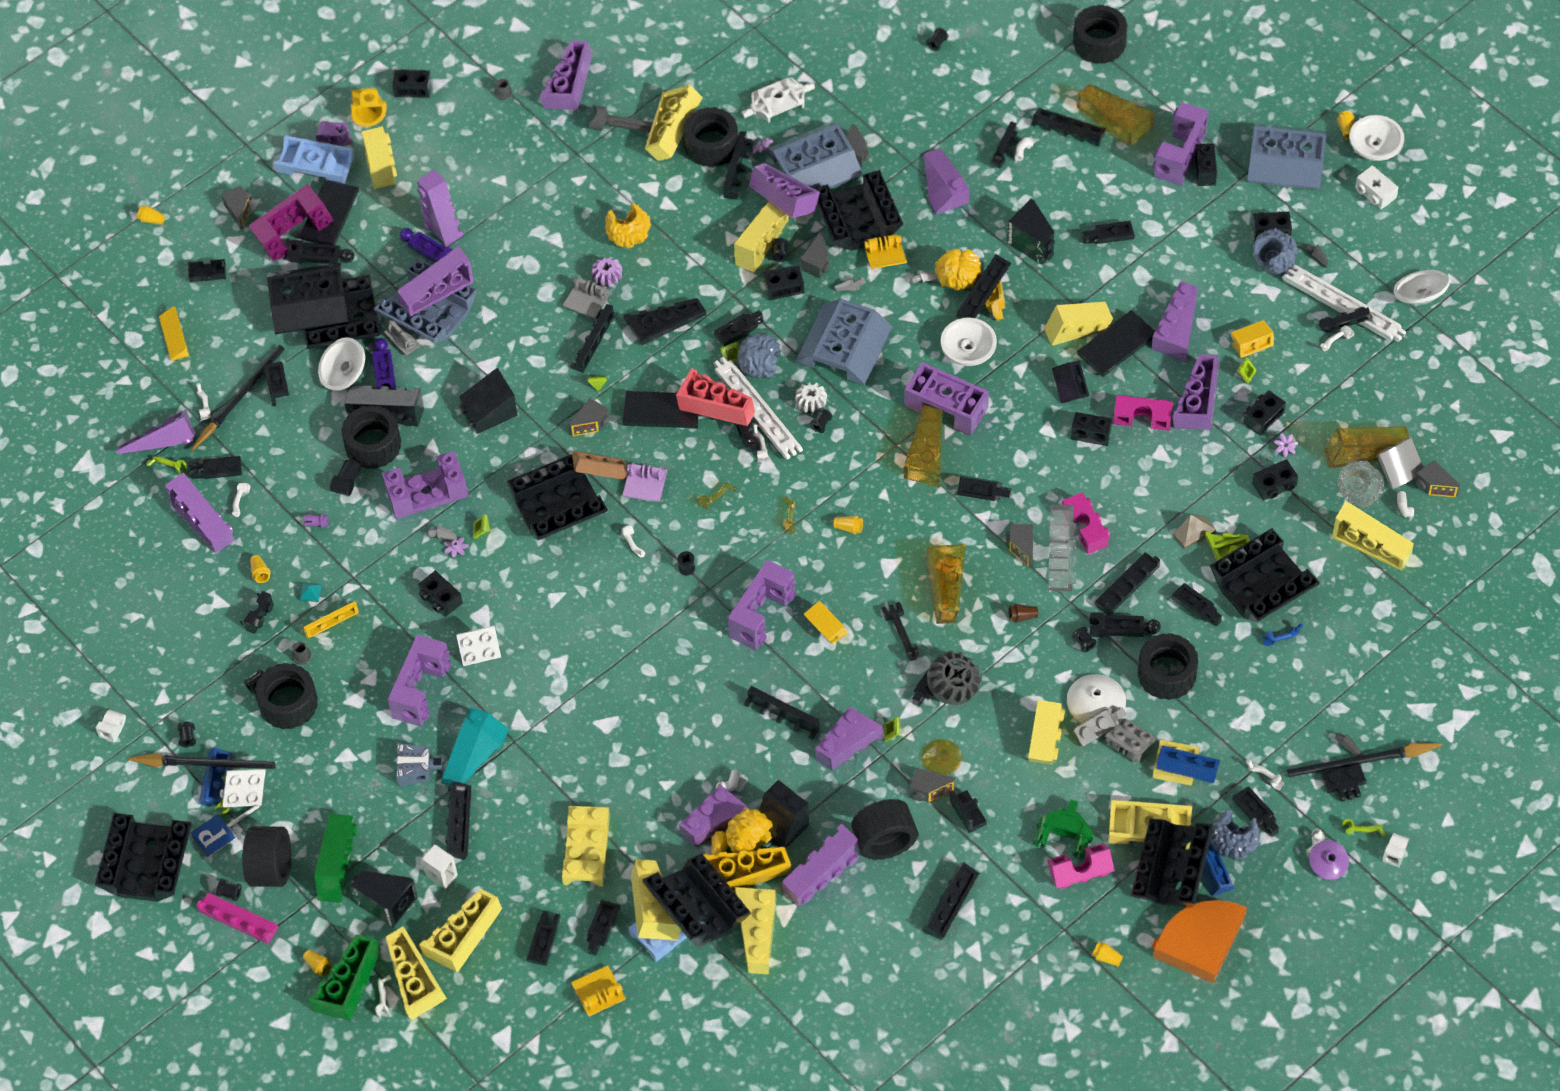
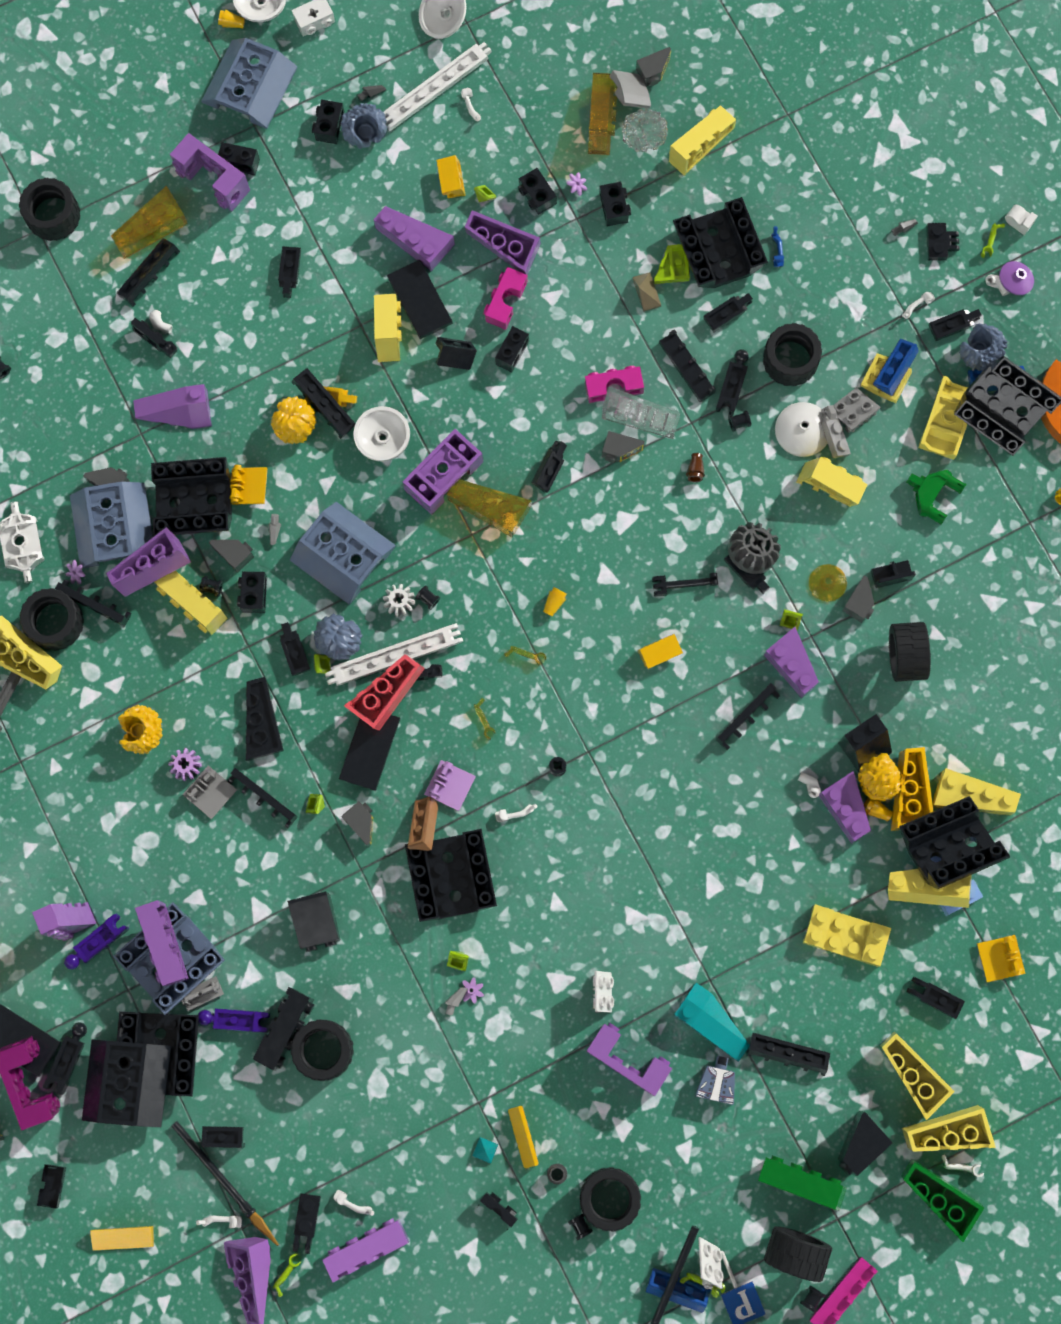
camera: 75 degrees left, 20 degrees up
(186, 734) = (623, 1311): black bush -> none
(259, 569) = (446, 1199): yellow cone -> none
(316, 520) = (402, 1128): medium lavender pin -> none
(318, 963) = (912, 1224): yellow cone -> none
(341, 364) = (223, 1072): white dish -> none
(344, 482) = (363, 1088): black piece -> none
(439, 866) = (843, 1083): white brick -> none
(443, 591) = (525, 1014): black brick -> none
(446, 486) = (393, 985): medium lavender plate -> none
(602, 925) = (935, 939): black hinge -> none
(761, 454) = (450, 664): white piece -> none
(772, 583) = (605, 691): medium lavender plate -> none
(822, 866) = (925, 720): medium lavender wedge -> none
(923, 276) = (285, 456): light grey bar -> none
(945, 579) = (647, 527): clear yellow wedge -> none
(951, 901) = (983, 613): black hinge -> none
(1031, 233) = (273, 338): black slope -> none
(1097, 863) = (978, 475): dark pink arch -> none
(1343, 319) = (458, 88): black hinge -> none
(1402, 504) = (674, 103): white arm -> none
(1410, 750) = (923, 193): black piece -> none

